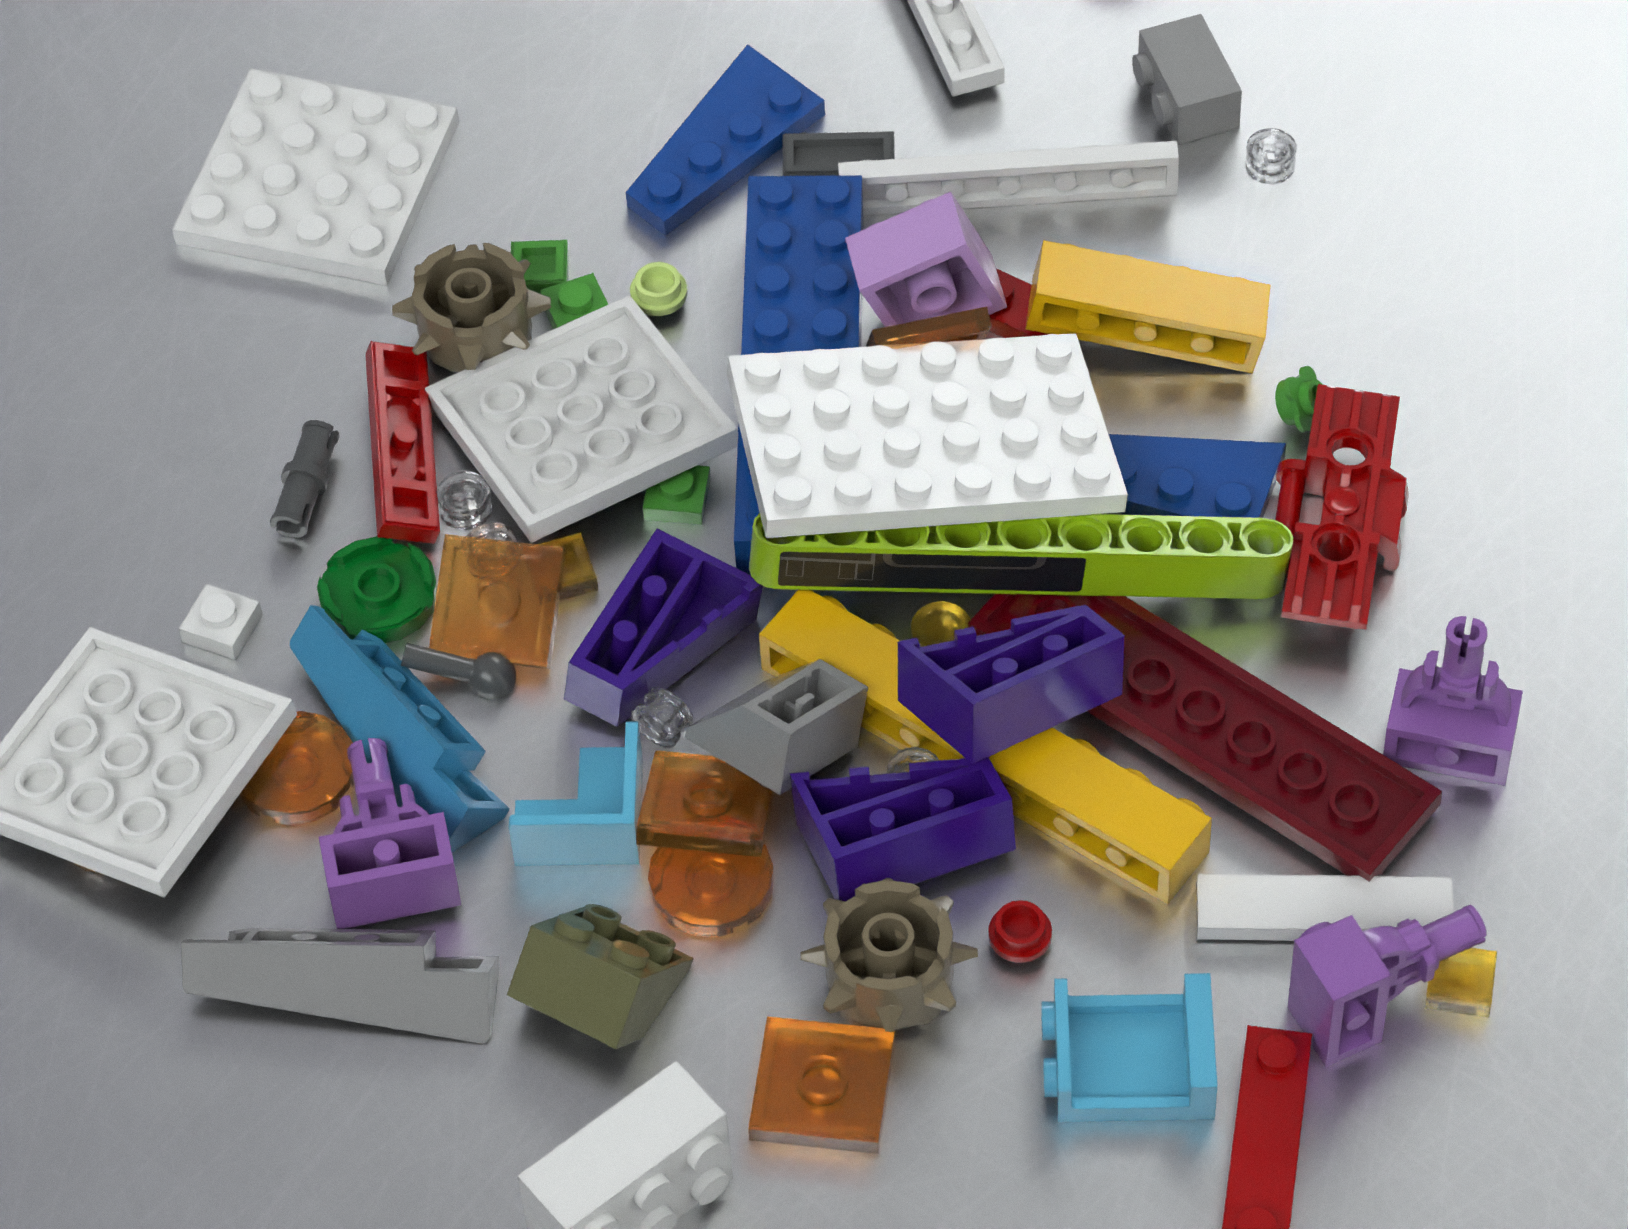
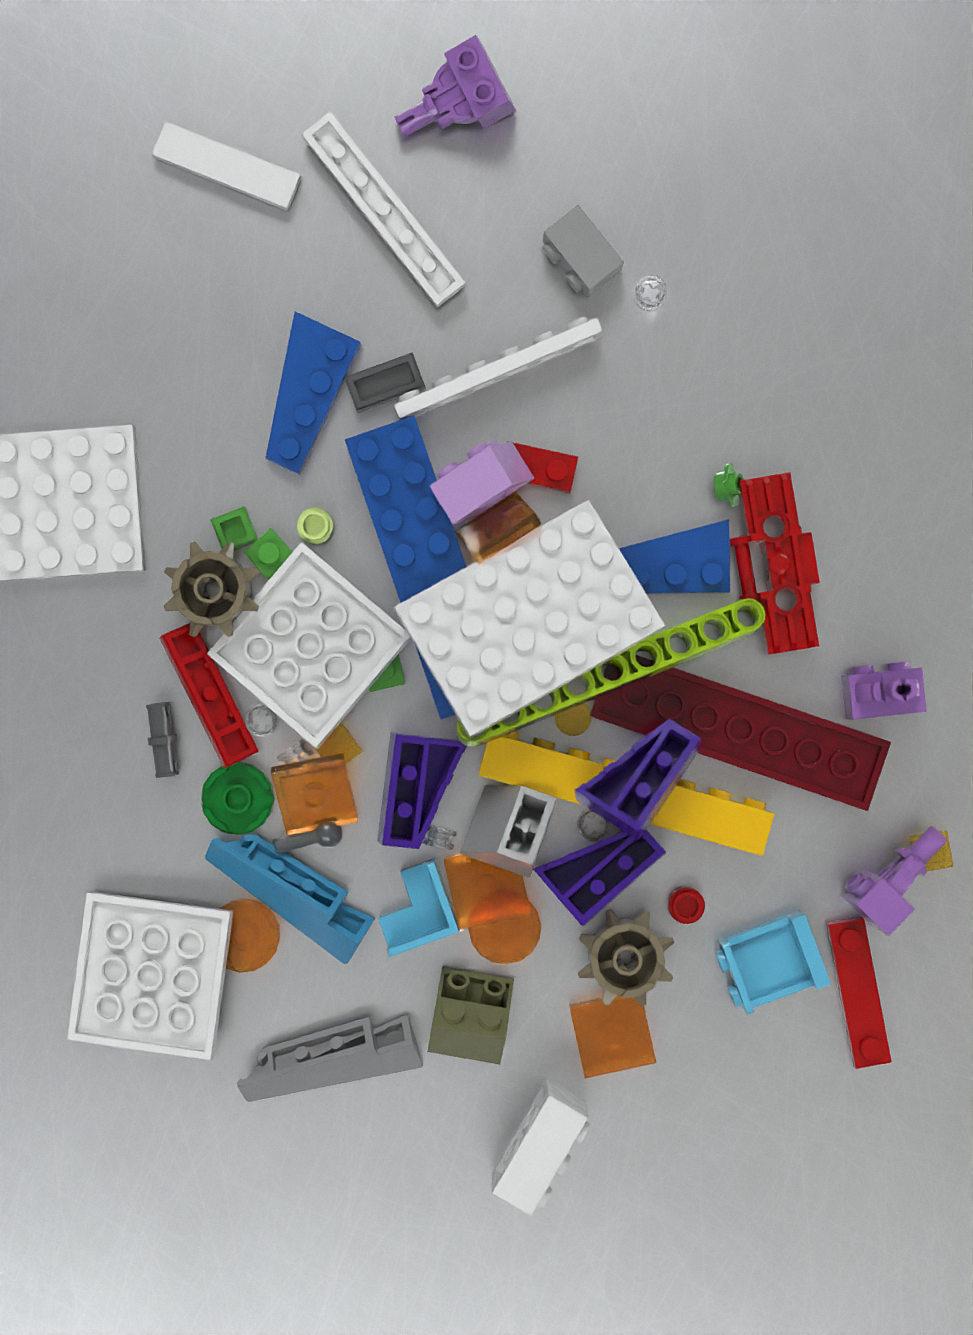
camera: 20 degrees left, 35 degrees up
(220, 621) = (156, 851): white plate -> none
(388, 856) = (324, 984): medium lavender brick -> none
(1148, 306) = (619, 452): yellow brick -> none
(1290, 904) = (845, 832): white tile -> none

